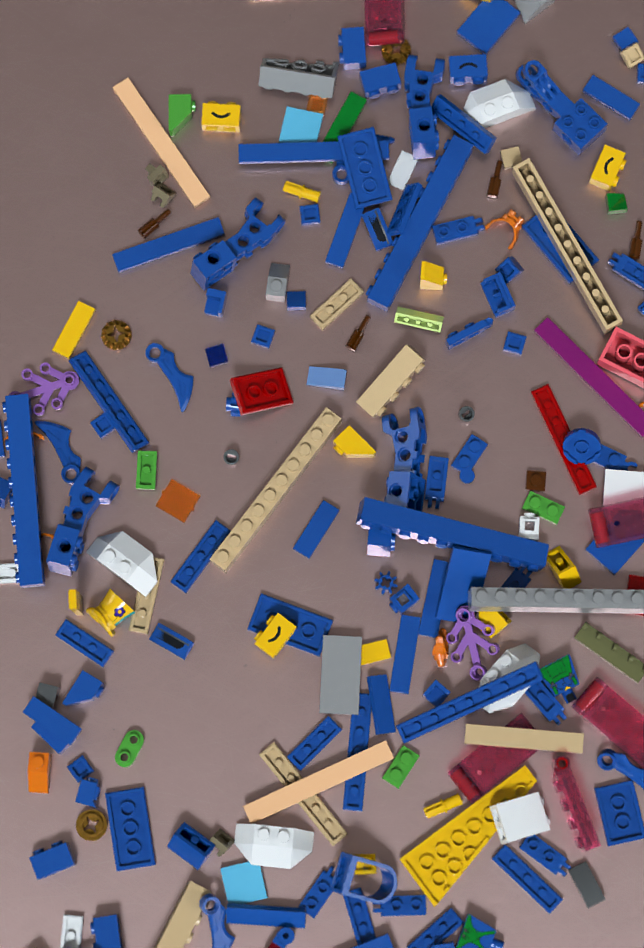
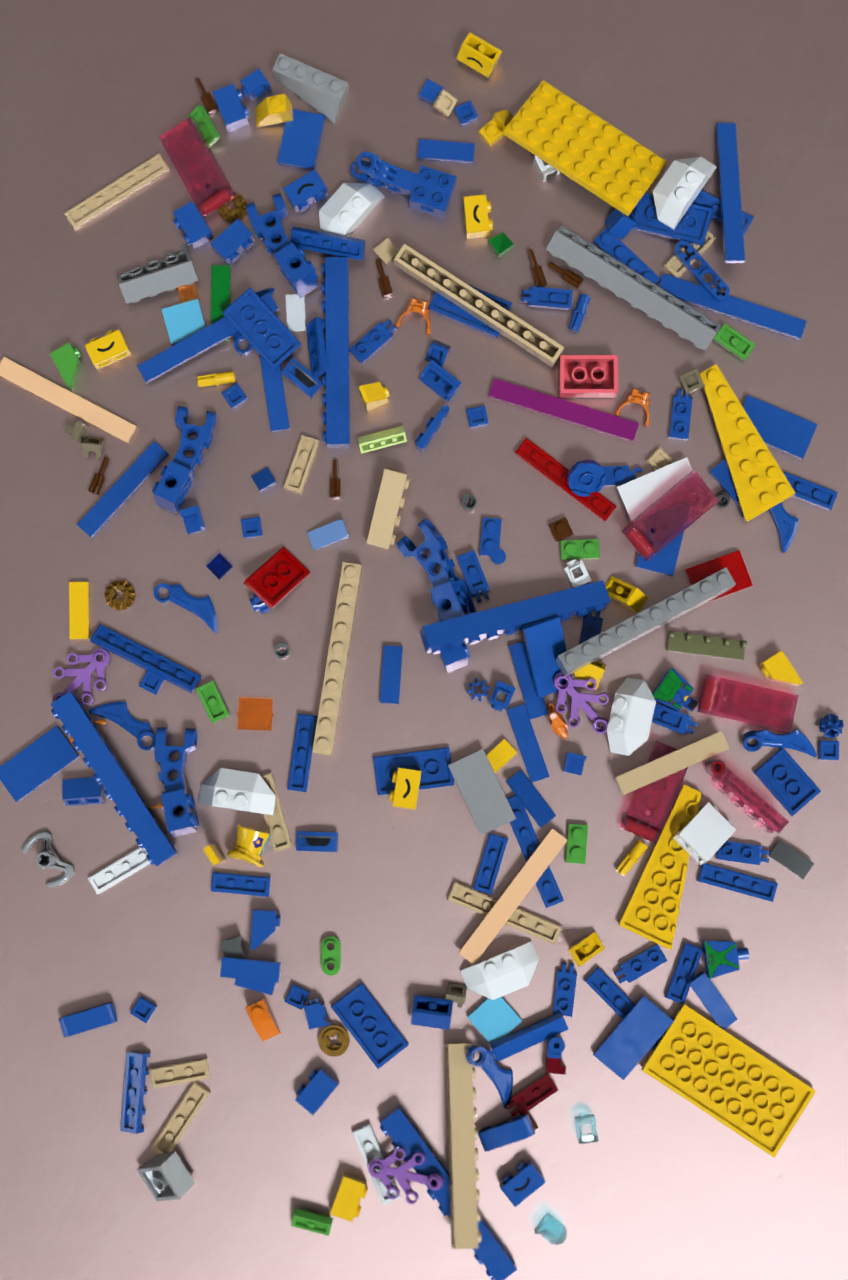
camera: 30 degrees left, 5 degrees up
(277, 282) = (238, 472): light grey slope -> none
(345, 873) = (581, 966): blue window -> none
(352, 445) = (383, 582): yellow slope -> none
(470, 702) = (609, 755): blue tile -> none

